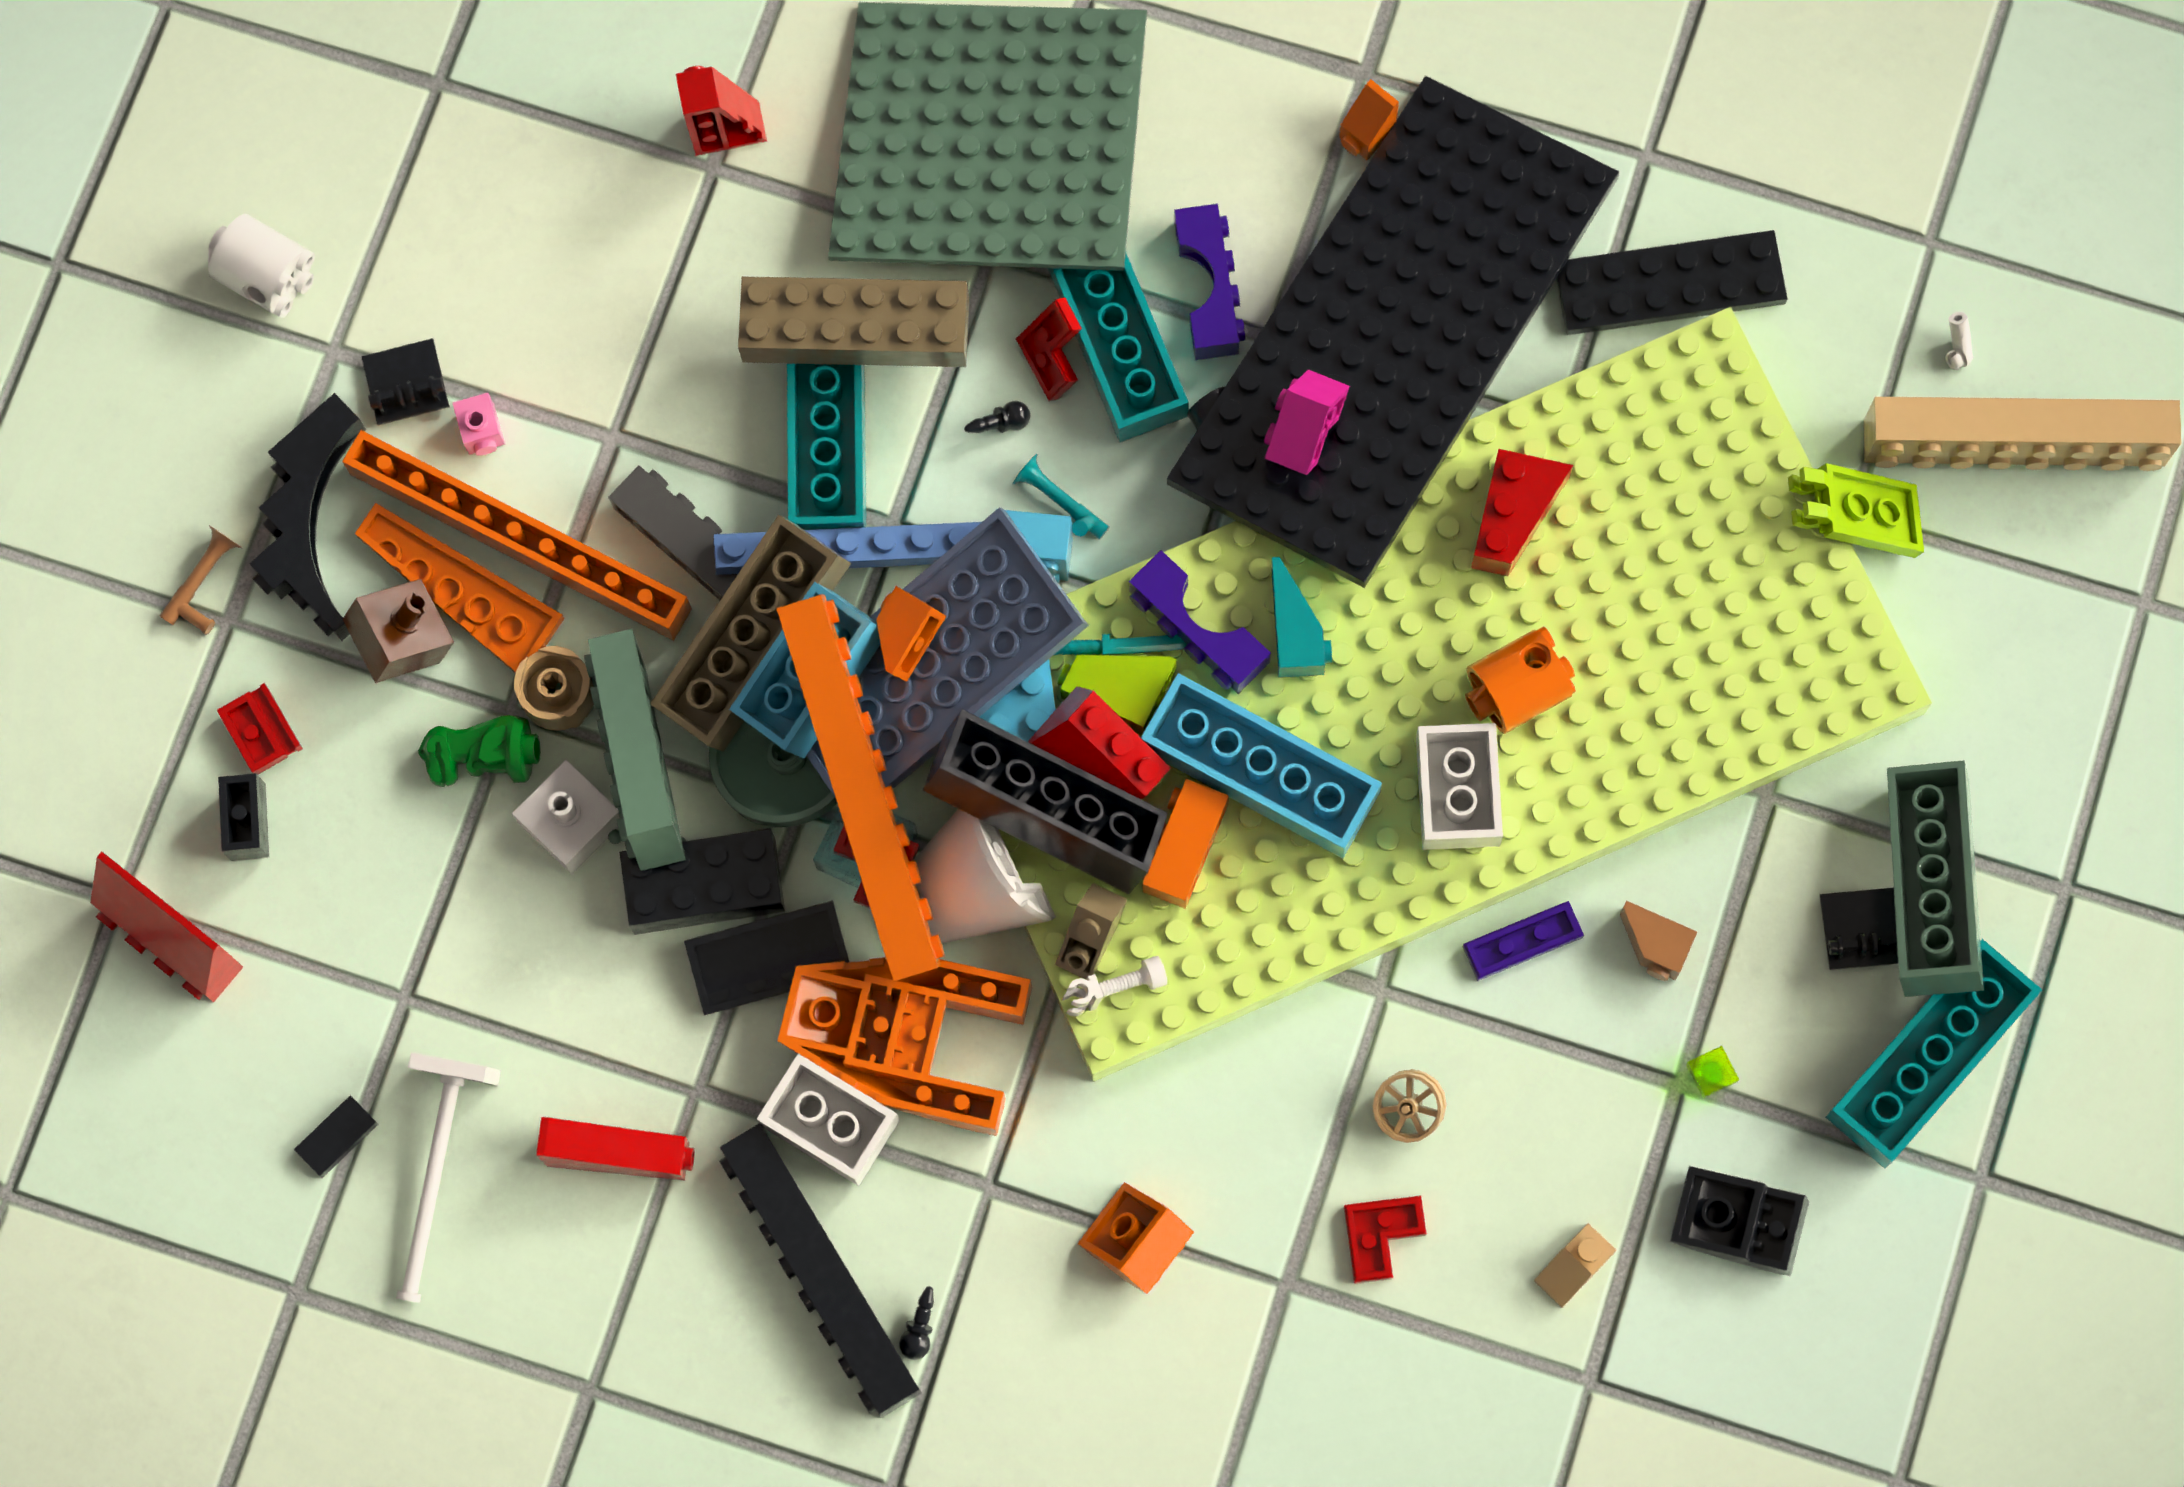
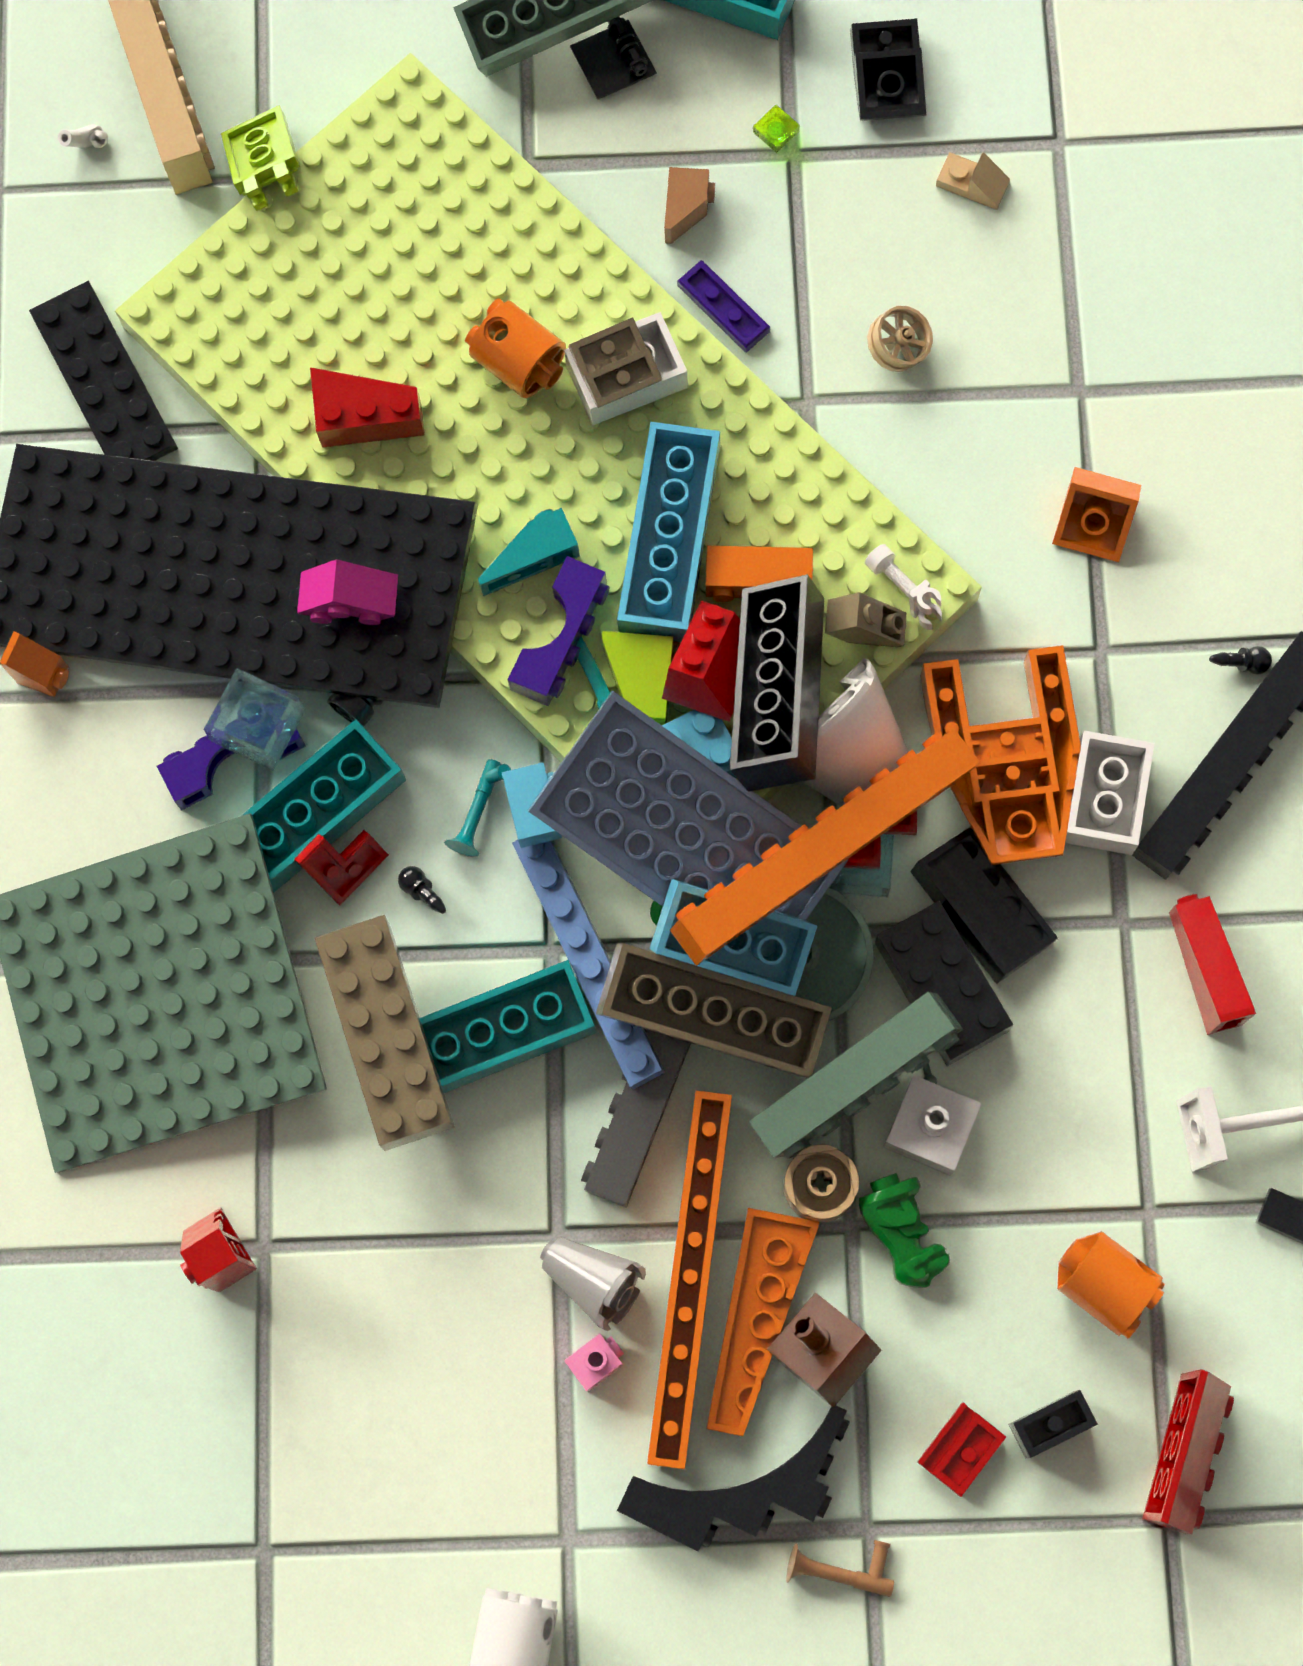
camera: 110 degrees left, 0 degrees up
(348, 920) = (1108, 1282): none -> orange cylinder
(405, 381) = (575, 1454): black hinge -> none
(553, 447) = (593, 1279): none -> light grey cone
(905, 631) = (667, 858): orange slope -> none
(1220, 302) = (255, 719): none -> clear light blue brick
(1371, 1227) = (1007, 340): red tile -> none
(1457, 766) = (615, 362): none -> dark tan slope

